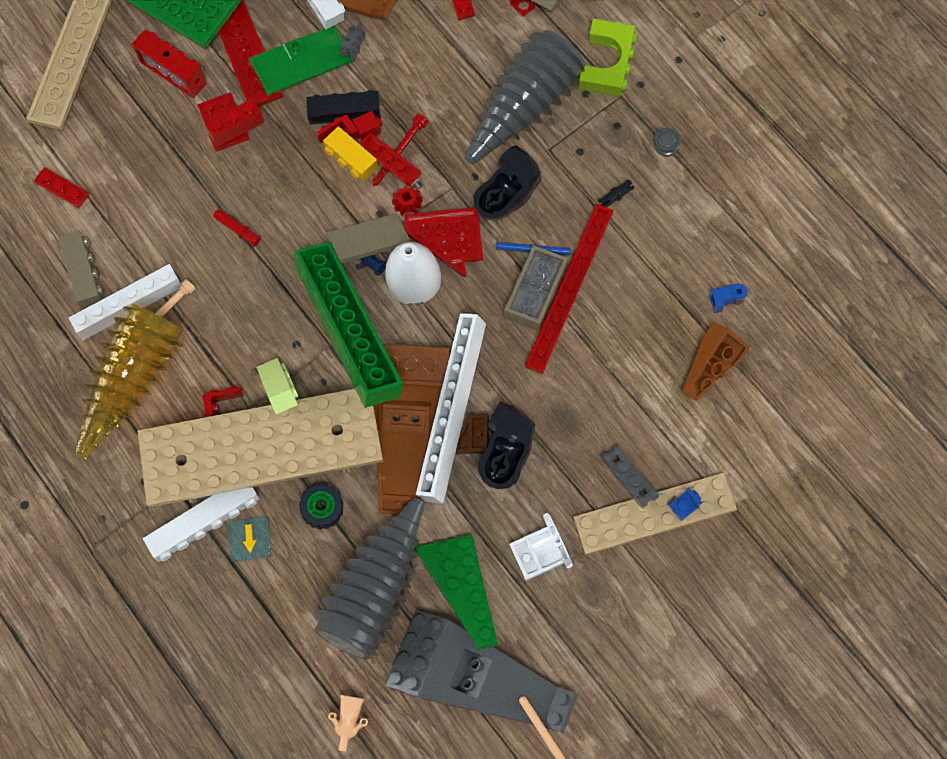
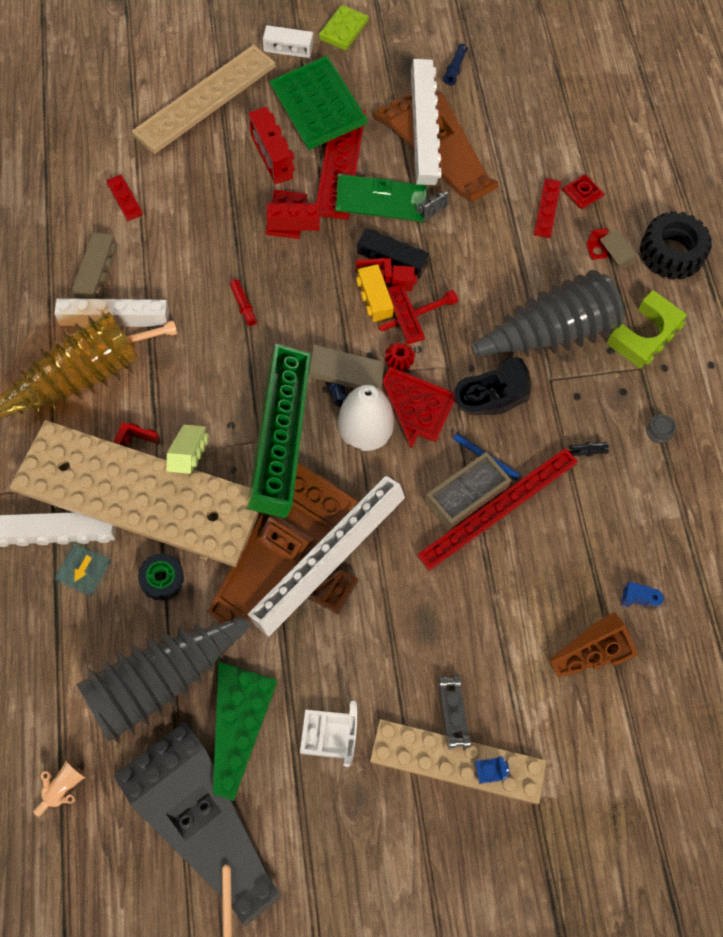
camera: 20 degrees right, 5 degrees down
(507, 447) = (355, 618): black piece -> none

